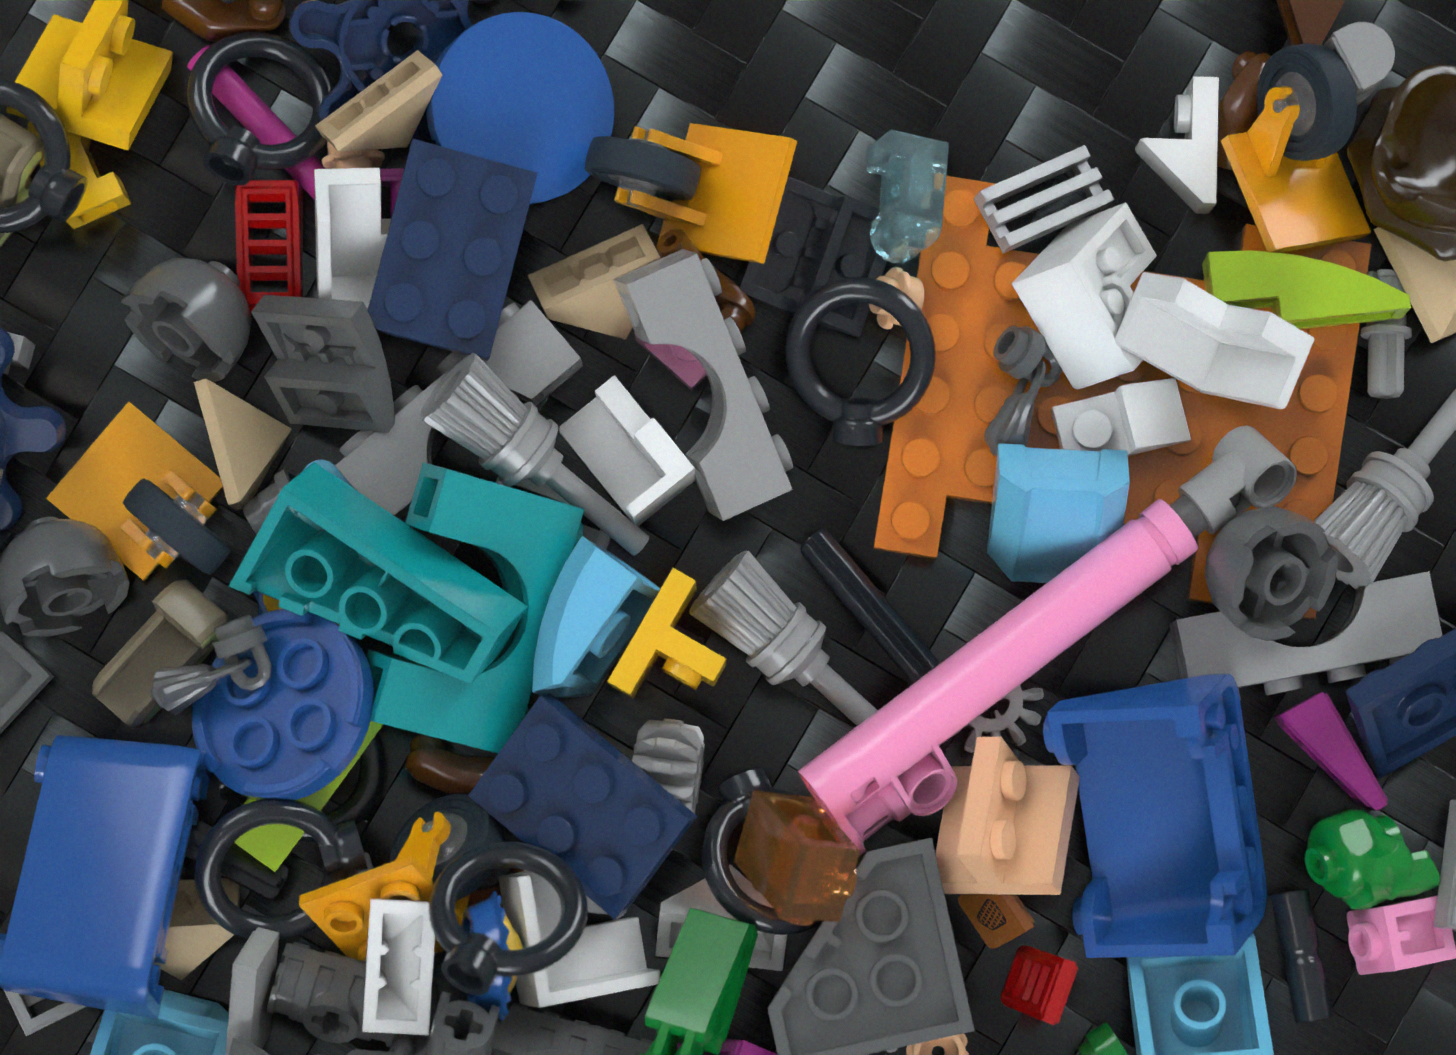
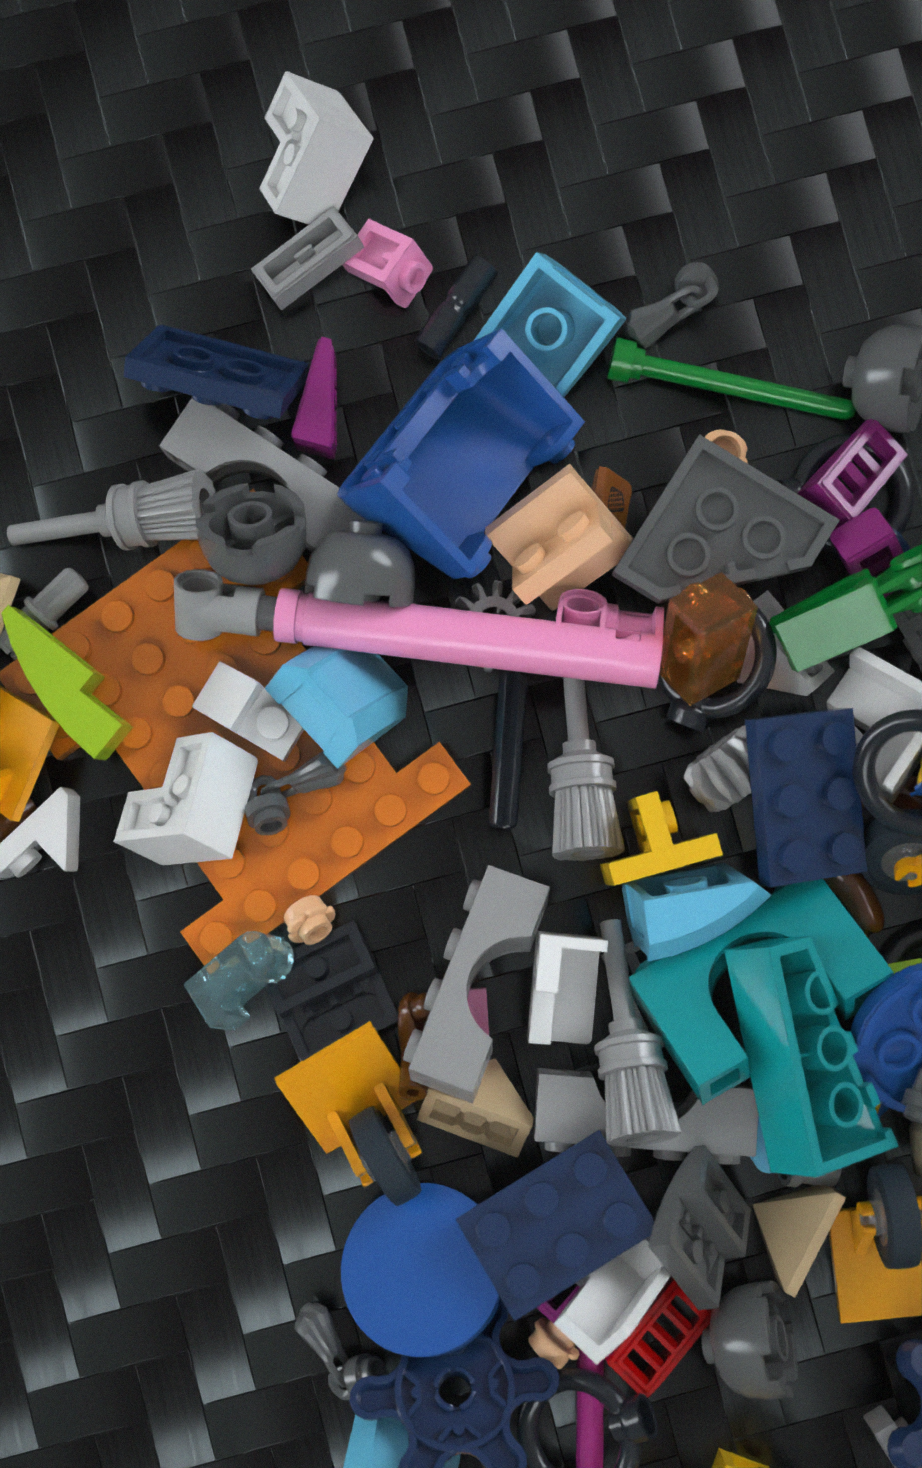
camera: 130 degrees left, 0 degrees up
(386, 110) = (512, 1354): tan slope -> none
(859, 419) = (403, 869): black piece -> none
(1038, 984) = (628, 430): red slope -> none
(1084, 179) = (123, 881): tile -> none
(1147, 629) = (361, 567): none -> dark grey cylinder
(1213, 344) = (147, 699): white panel -> none
(1366, 860) = (365, 321): green head -> none

